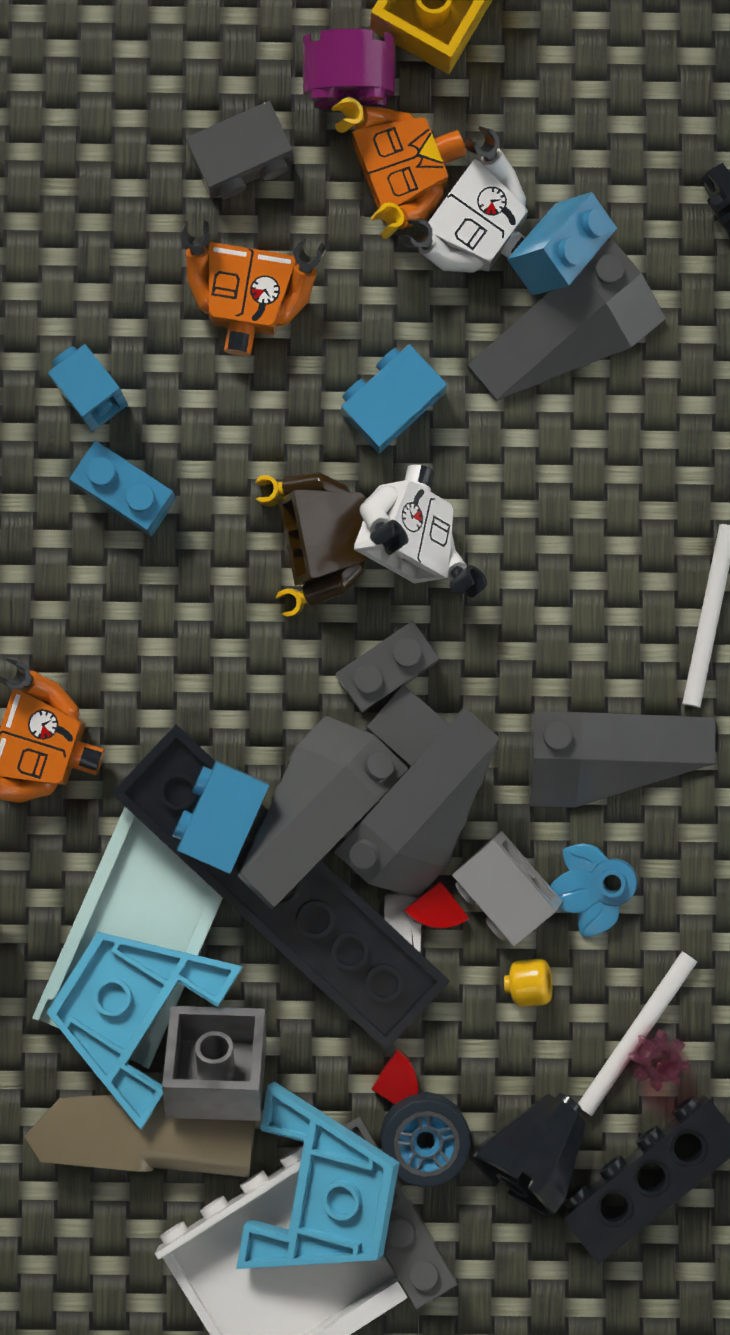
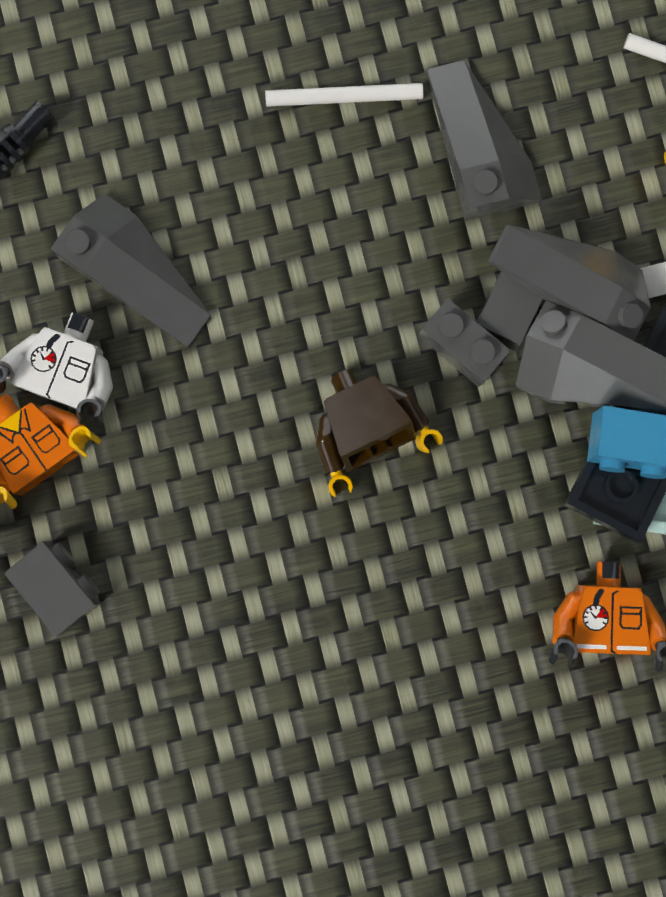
camera: 105 degrees left, 0 degrees up
(87, 386) = (296, 662): dark azure brick -> none
(123, 488) = (373, 607): dark azure brick -> none
(247, 286) = (171, 548): orange torso -> none
(392, 397) = (233, 399): dark azure brick -> none
(412, 533) = (346, 351): white torso -> none
(436, 909) = (648, 252): red tile -> none
(506, 889) = (618, 196): light grey brick -> none
(562, 244) = (65, 289): dark azure brick -> none
(585, 889) = (595, 137): dark azure plate -> none

